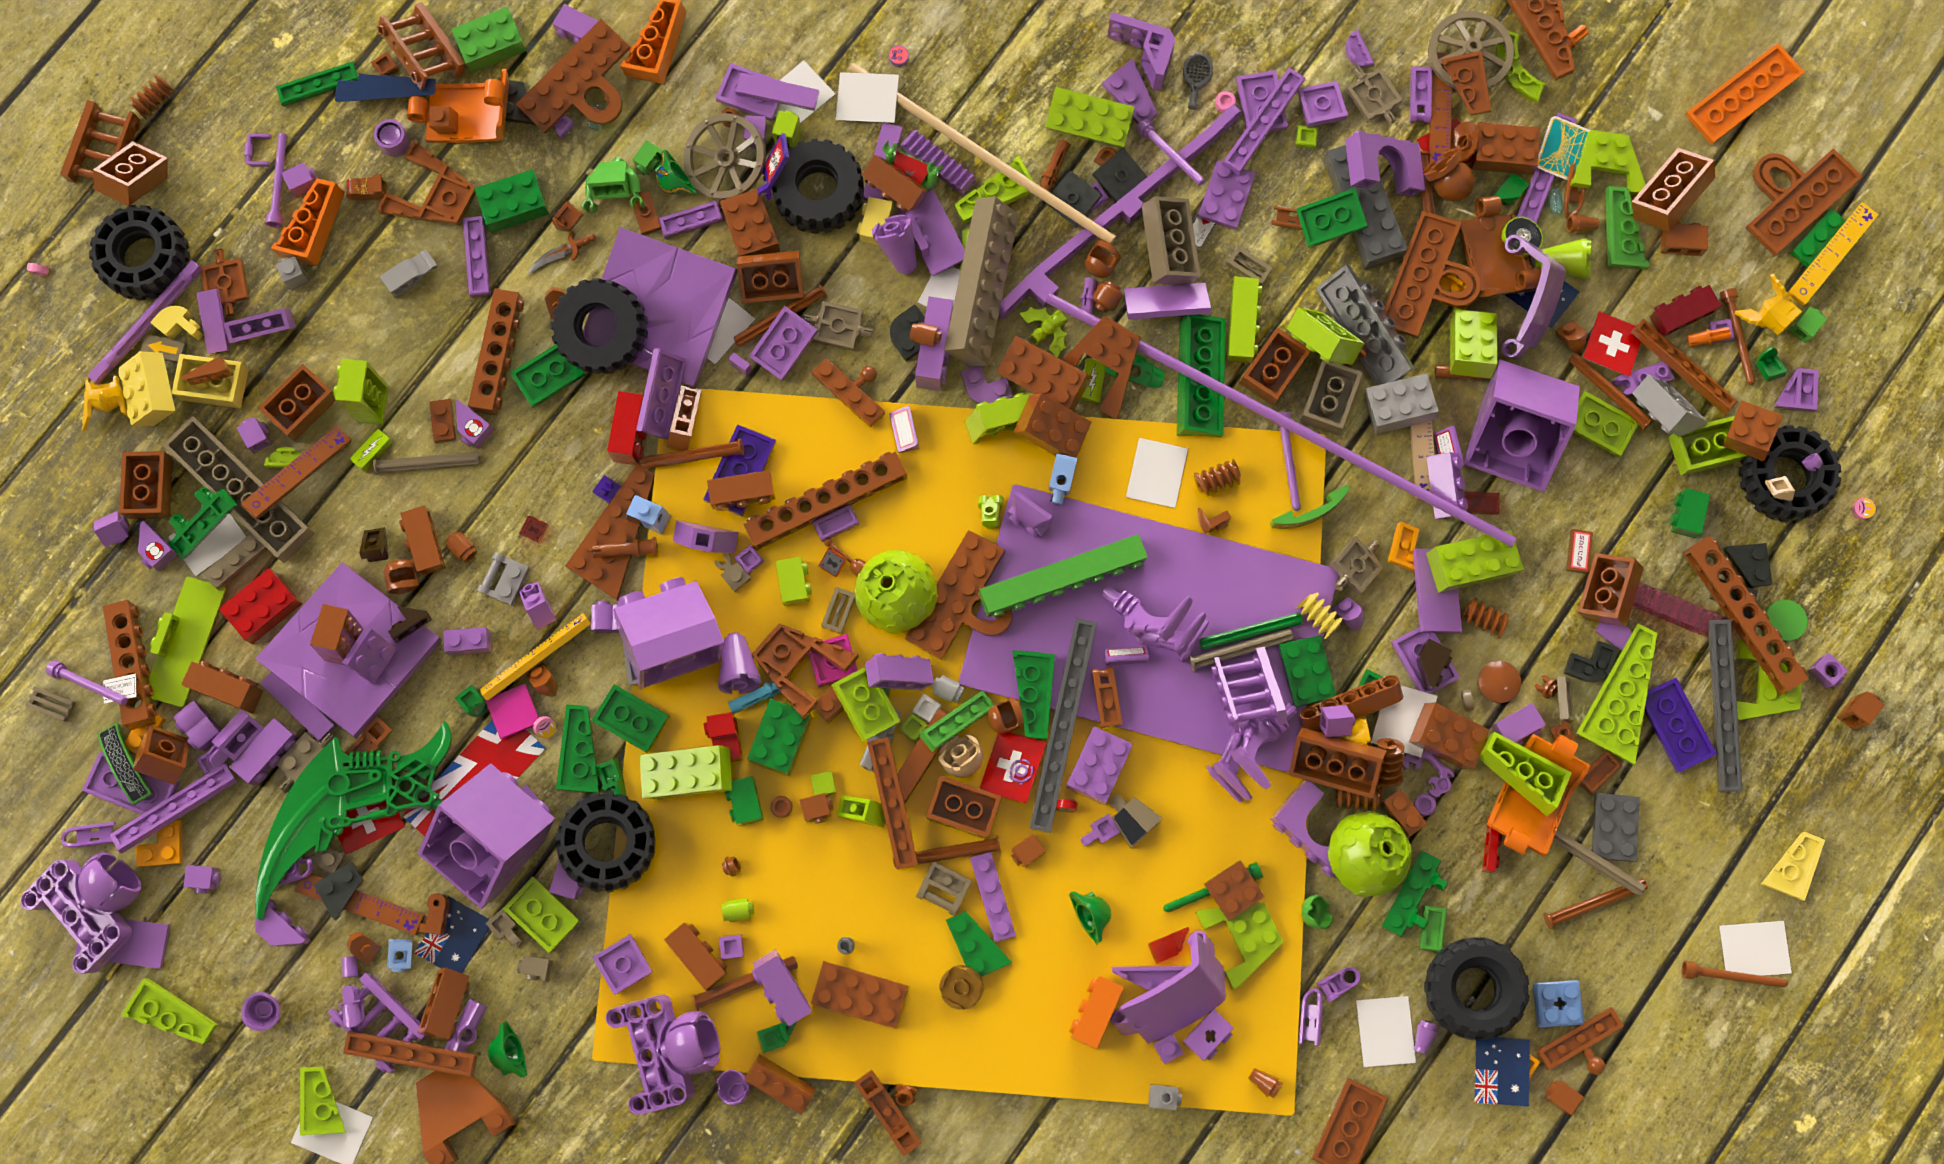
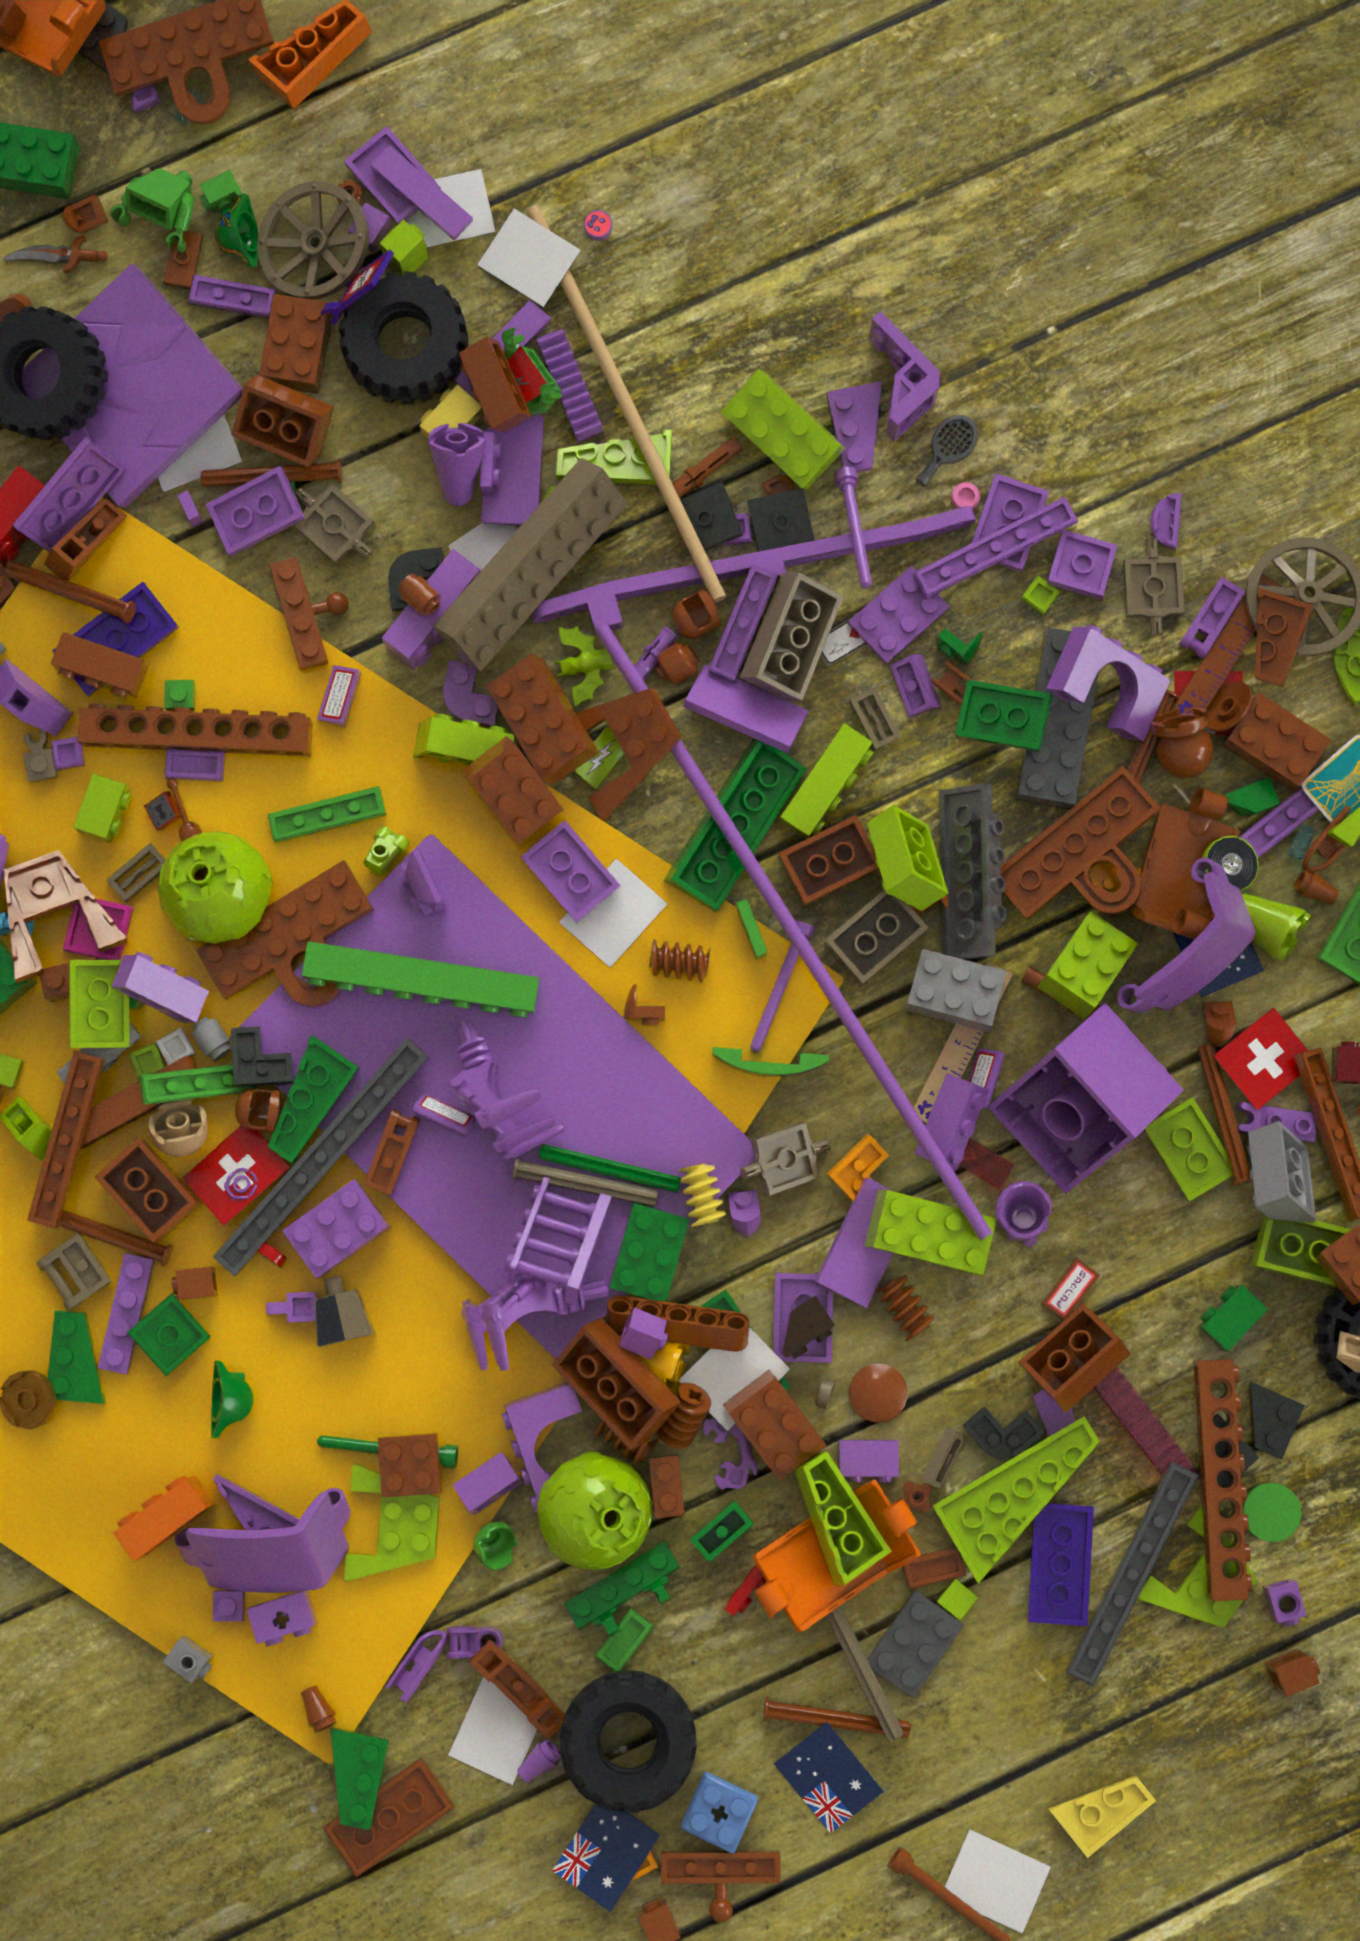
camera: 30 degrees right, 5 degrees up
(800, 483) = (179, 694): none -> bright green plate
(939, 508) = (327, 814): none -> bright green tile
(986, 691) = (252, 1066): none -> pearl dark grey plate
(1029, 894) = (168, 1334): none -> green tile
(1063, 469) = (499, 849): light blue torso -> none
(1116, 460) = (570, 871): none -> medium lavender plate
(1135, 248) = (743, 622): none -> medium lavender tile
(1150, 375) = (675, 788): green piece -> none
(1168, 946) = (297, 1486): clear red slope -> none
(1251, 434) = (751, 929): none -> bright green tile
(1262, 232) = (915, 685): none -> medium lavender slope
(1274, 195) = (952, 646): none -> green plate
(1289, 874) = (487, 1483): none -> medium lavender hinge
(1315, 1109) = (358, 1775): none -> green wing
(1387, 996) = (519, 1687): none -> dark orange slope
(1425, 804) = (701, 1489): medium lavender tile -> none
(1455, 821) = (721, 1530): none -> green brick
(1524, 517) = (1023, 1211): none -> medium lavender hair
(1548, 690) = (932, 1435): dark orange plate -> none
(1613, 942) = (828, 1777): none -> dark blue sticker
(1625, 783) = (957, 1599): none -> lime tile

